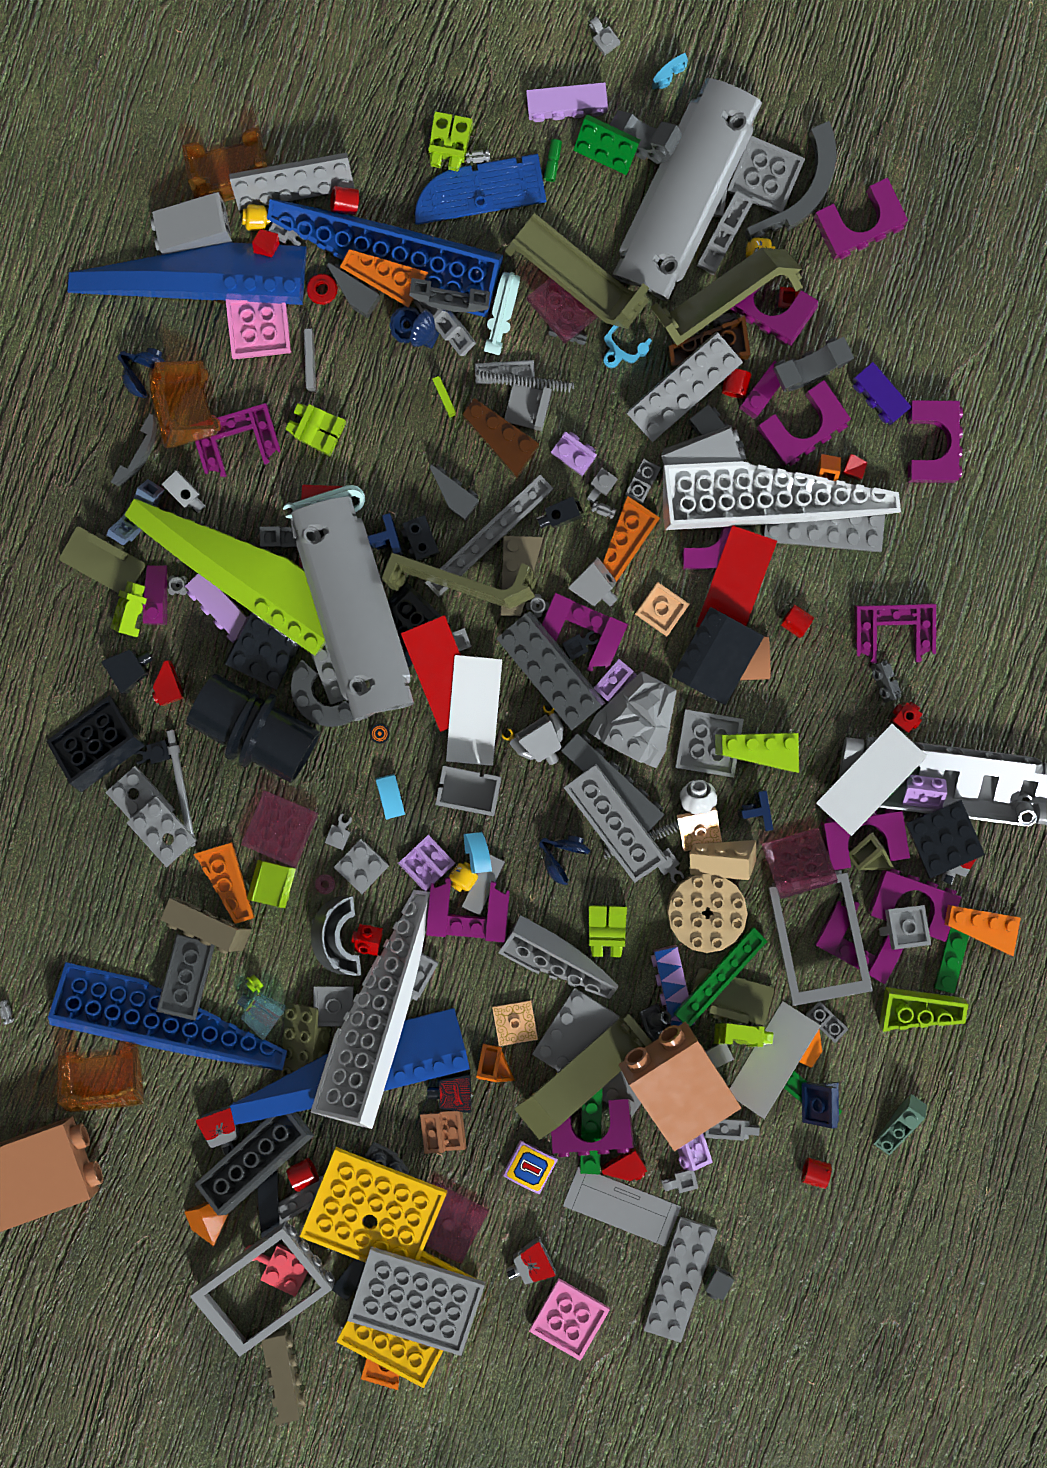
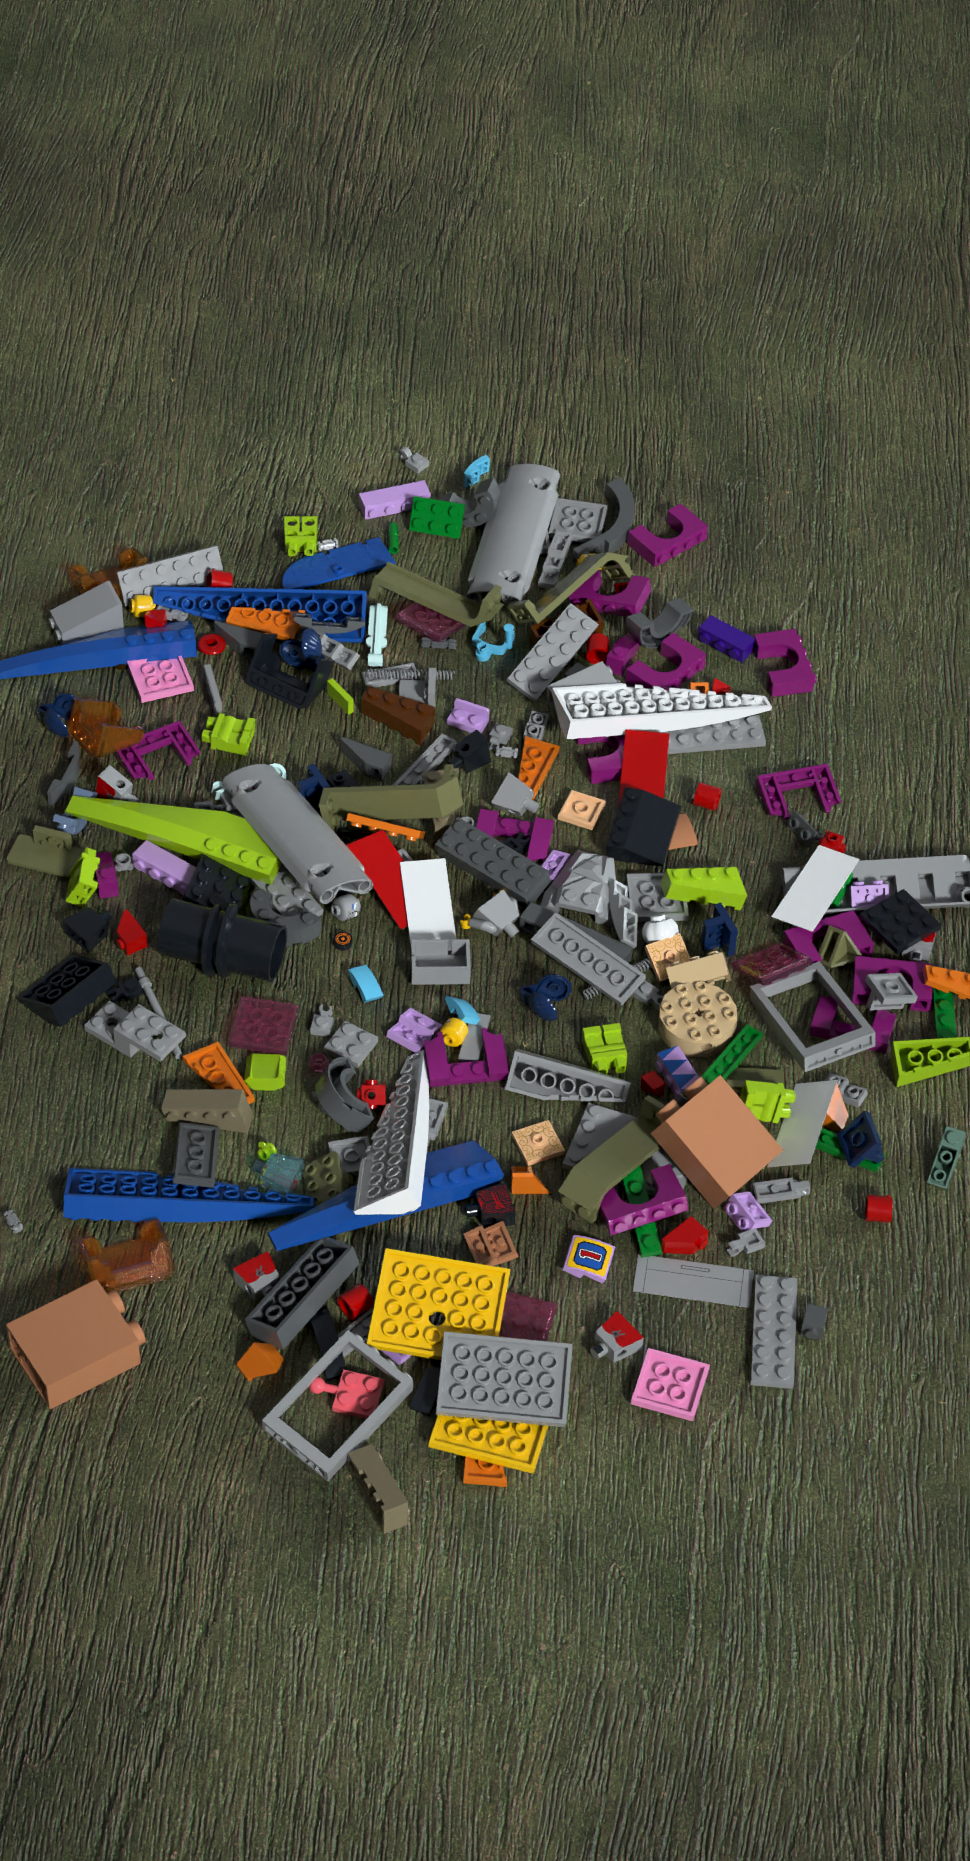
camera: 10 degrees left, 40 degrees down
(386, 362) = (267, 677): none -> black windscreen
(450, 603) = (376, 825): none -> orange wing
(641, 982) = (653, 1084): none -> red slope
(665, 772) = (621, 910): none -> light grey slope

